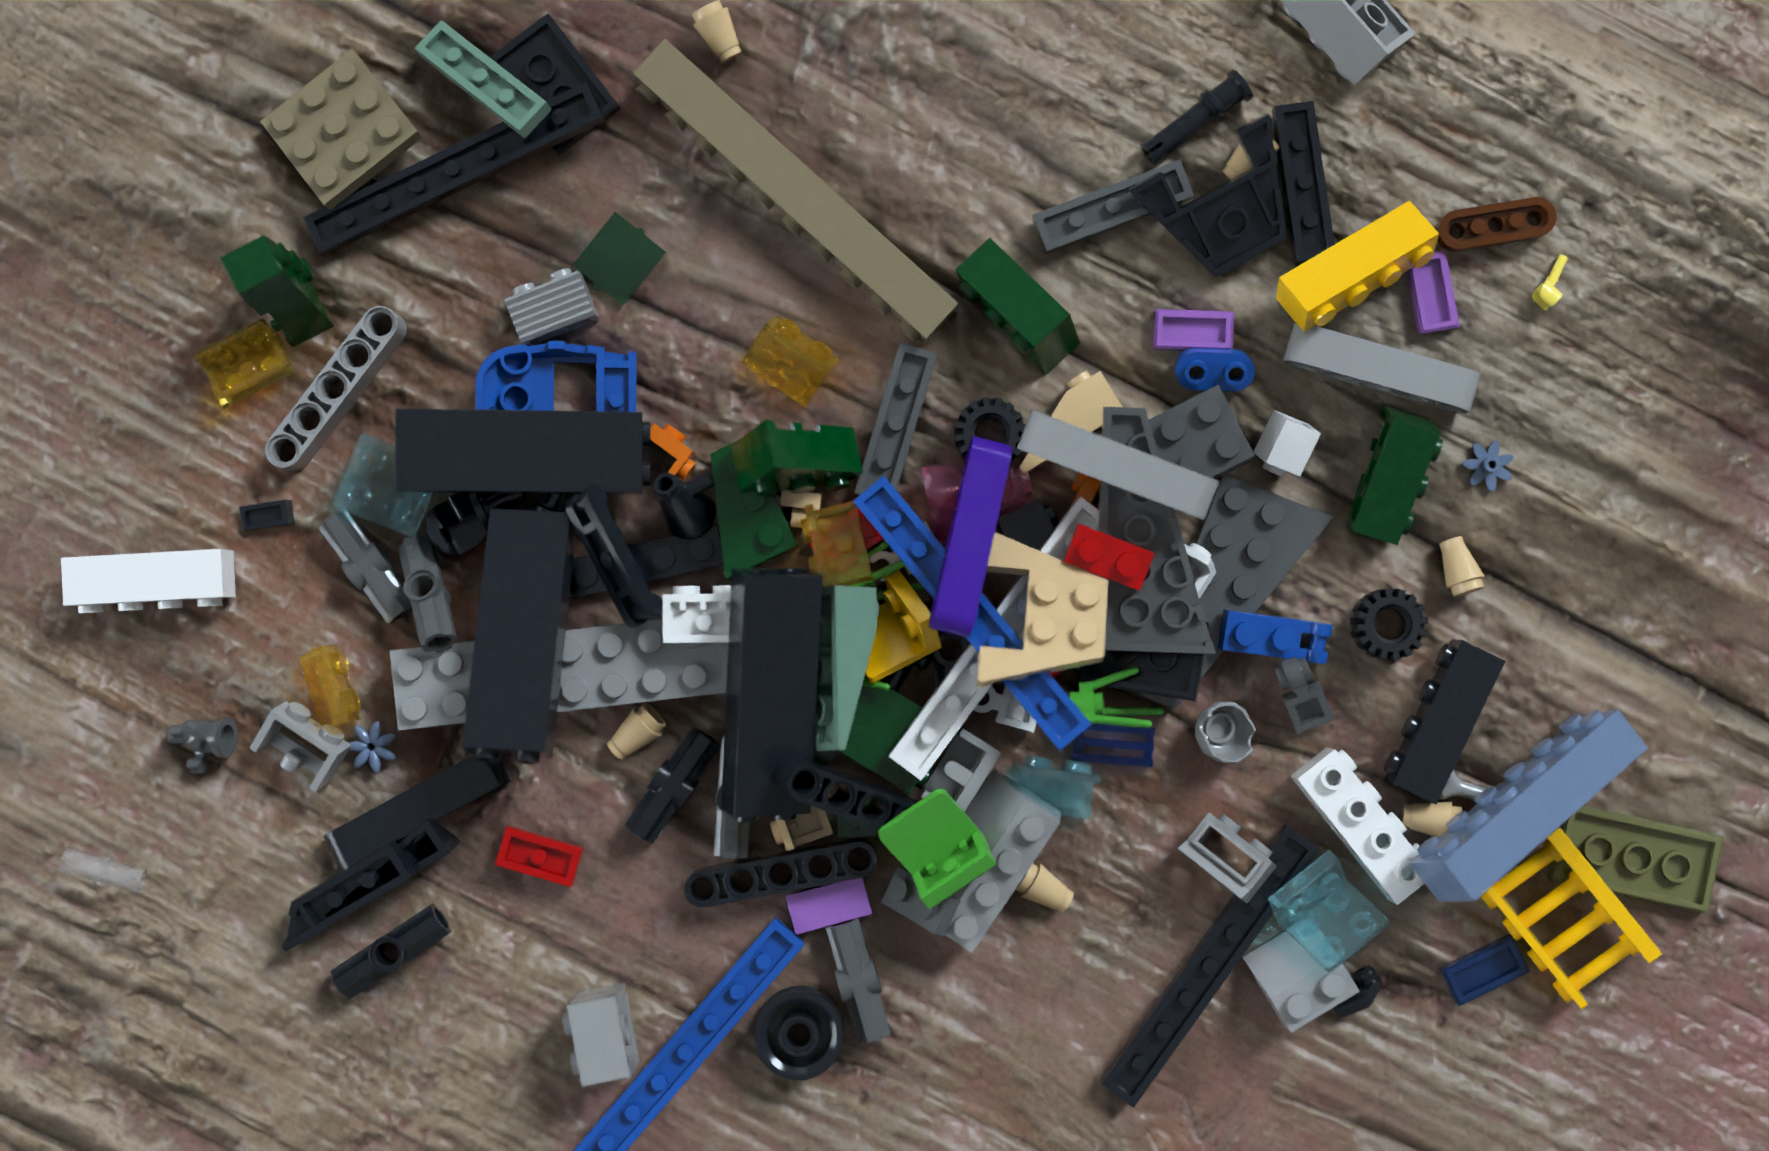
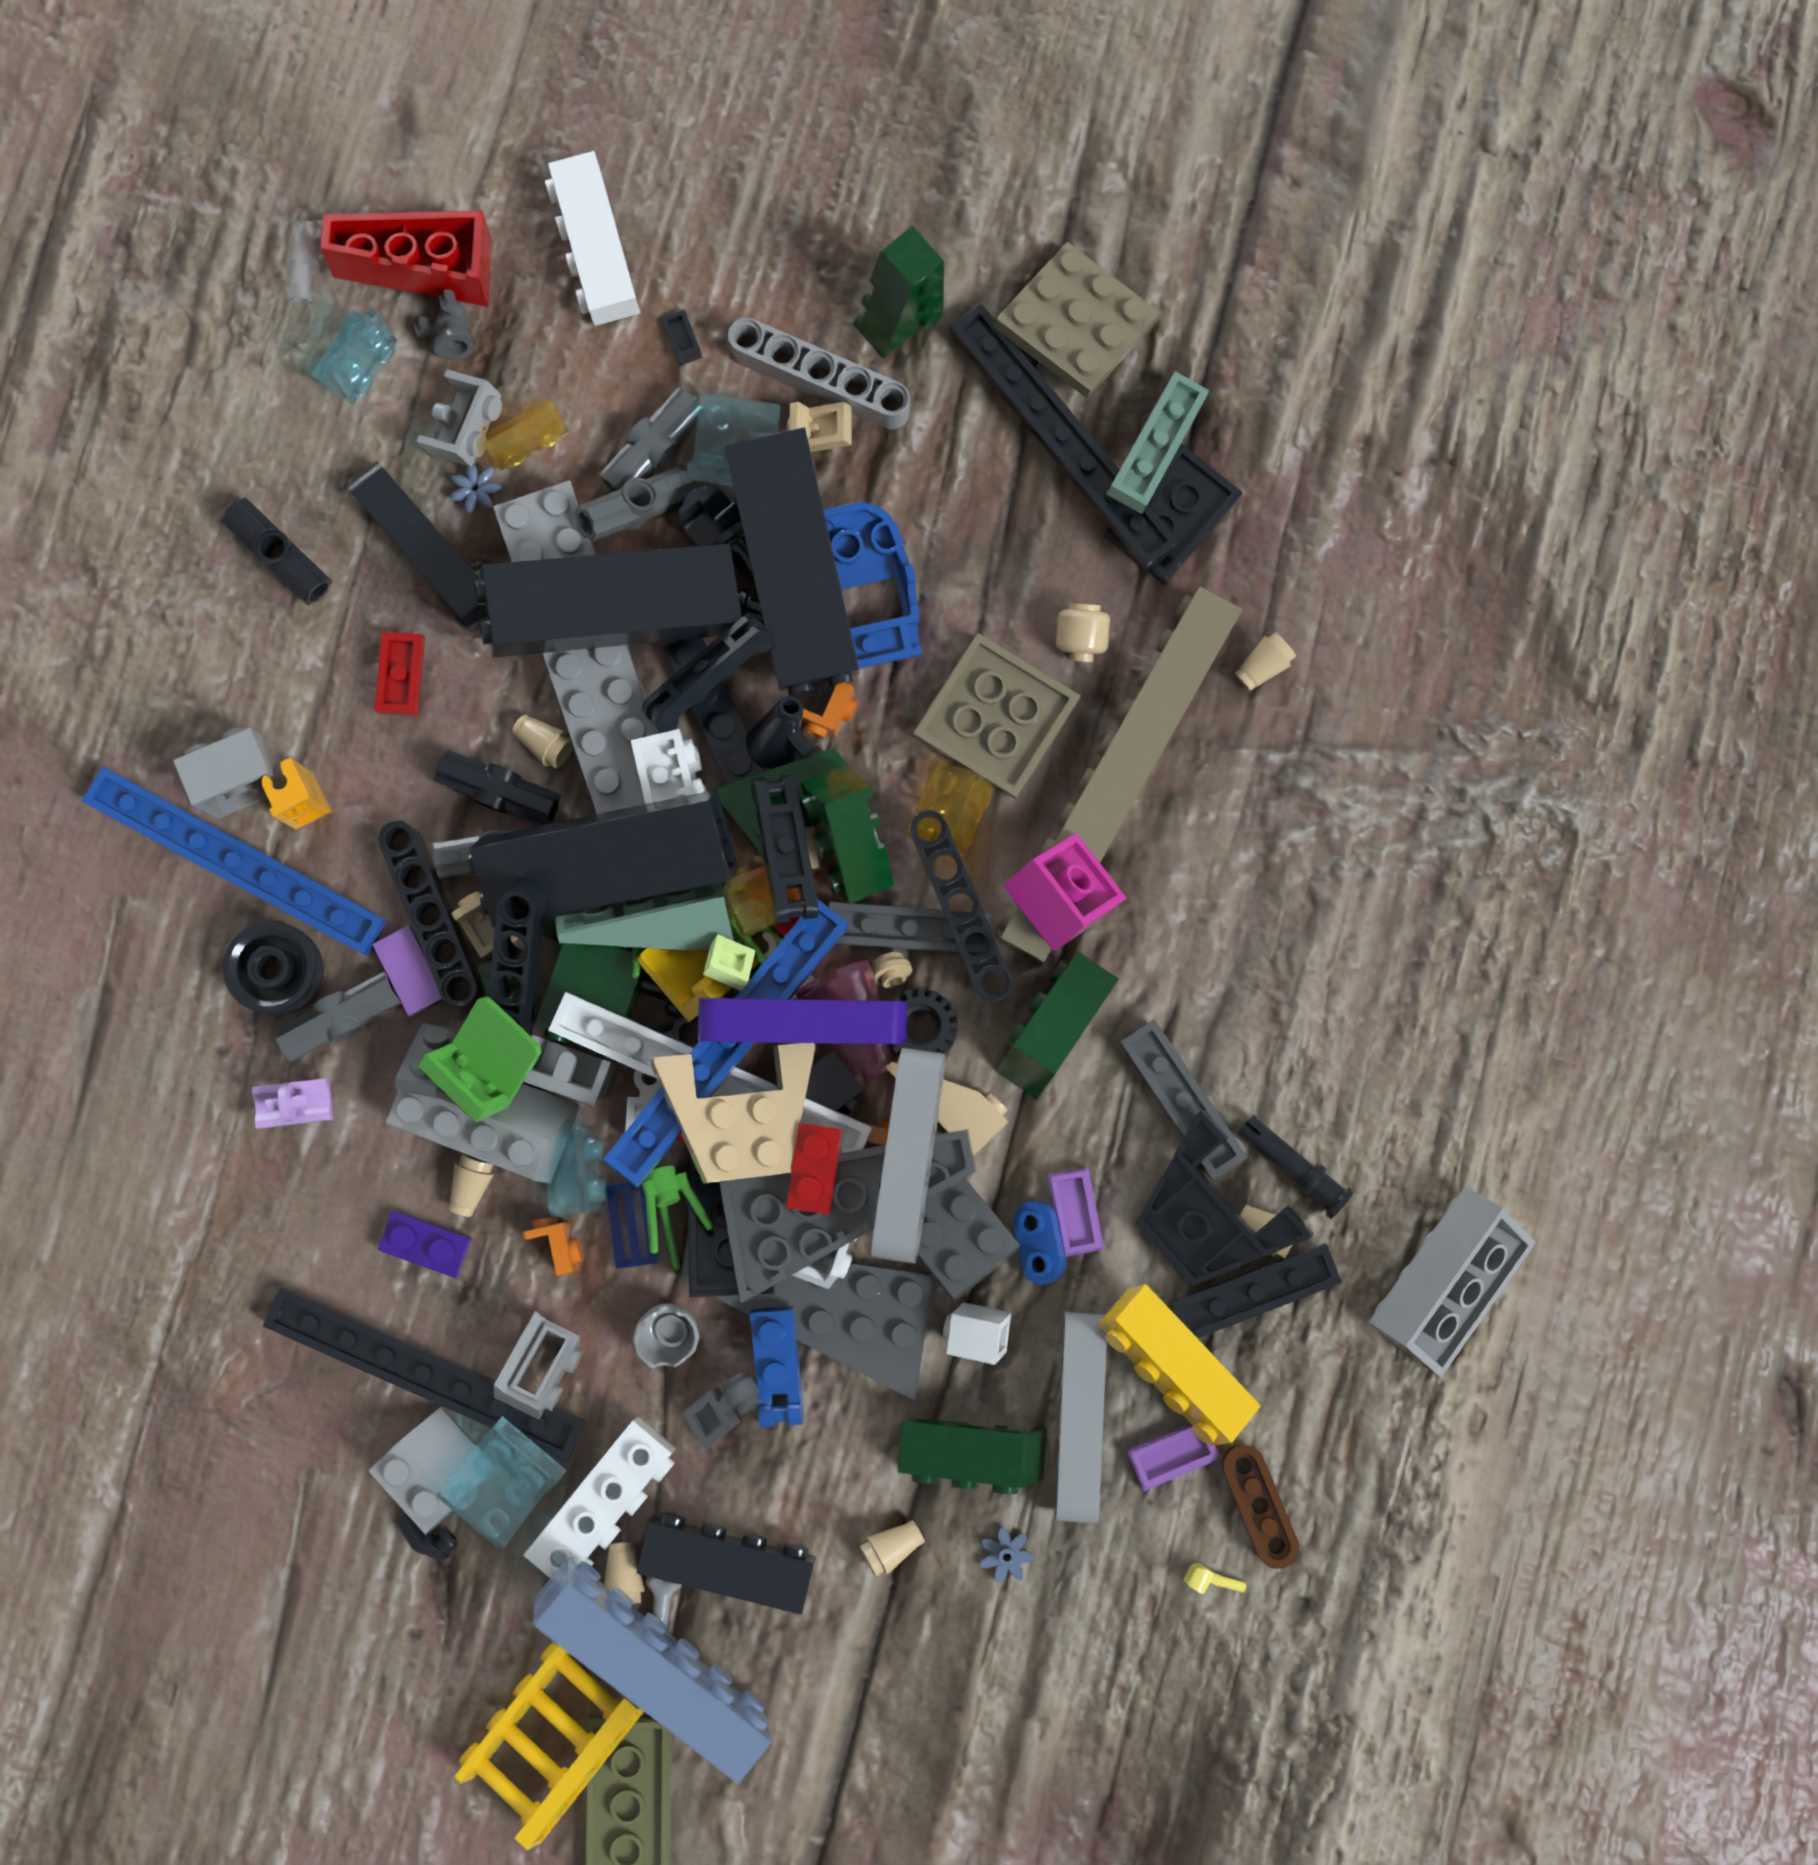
camera: 80 degrees right, 5 degrees down
(121, 758) = (412, 252): none -> red wedge
(211, 836) = (356, 356): none -> clear light blue bracket
(245, 362) = (825, 281): clear yellow bracket -> none
(366, 880) = (341, 512): black wedge -> none
(387, 391) = (825, 425): none -> tan bracket
(551, 307) = (947, 561): light grey brick -> none
(619, 258) = (1014, 617): clear green piece -> none
(642, 975) = (300, 799): none -> light orange hinge
(649, 195) = (1083, 631): none -> tan head
(711, 295) = (996, 715): none -> dark tan plate
(800, 518) = (785, 848): none -> black plate
(897, 594) = (729, 962): none -> yellowish green plate
(899, 267) = (1064, 891): none -> dark pink slope
(905, 356) = (961, 927): none -> black beam
(931, 448) = (891, 970): none -> tan plate
(932, 1038) = (292, 1103): none -> lavender hips
(1089, 941) = (425, 1244): none -> dark purple plate
(1123, 810) = (565, 1249): none -> orange bracket
(1412, 619) = (800, 1505): black tyre -> none
(1484, 969) = (477, 1666): dark blue tile -> none

